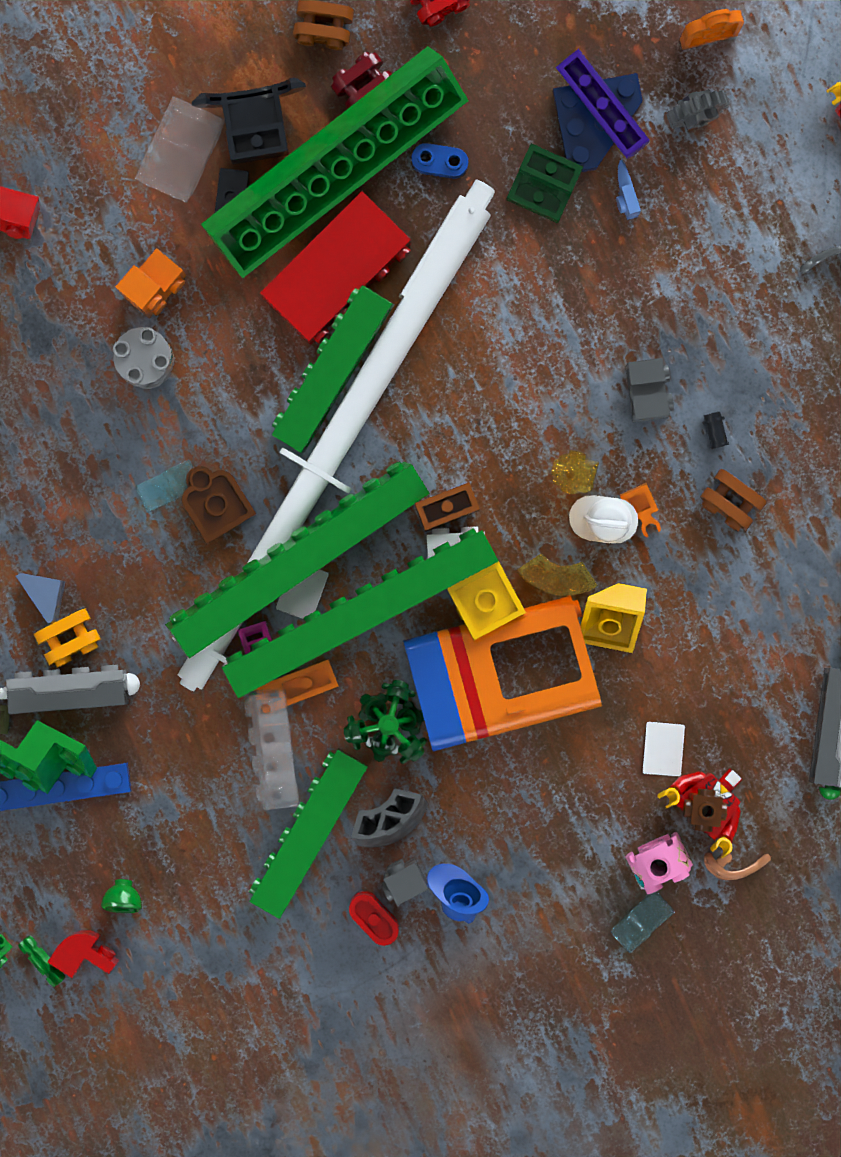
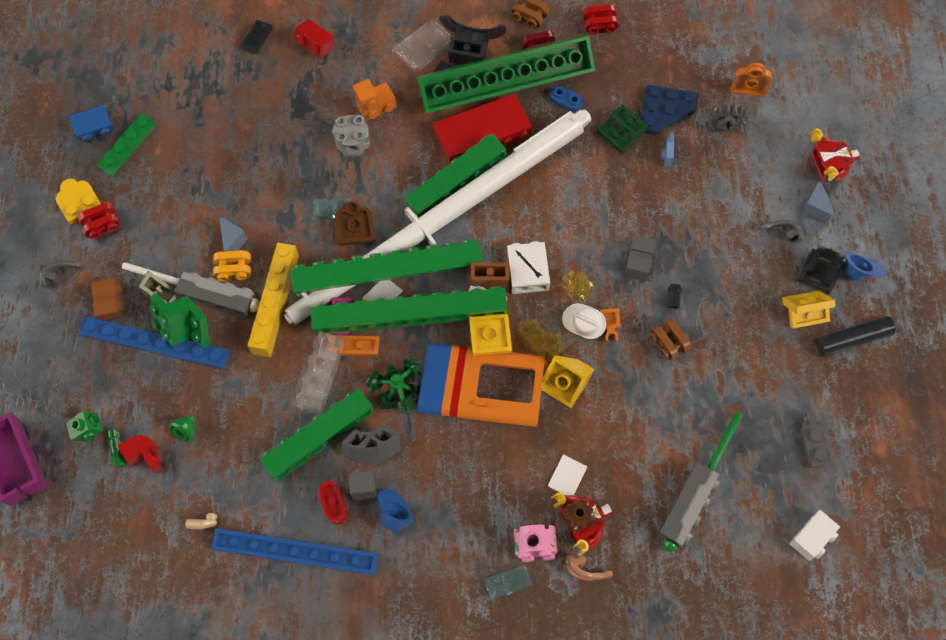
camera: 30 degrees right, 20 degrees down
(154, 664) = (273, 300): none -> yellow brick
(212, 1012) = (199, 524): none -> tan arm
(350, 997) = (295, 551): none -> blue plate
(494, 468) = (528, 267): none -> white brick
(603, 104) = (673, 97): dark purple brick -> none

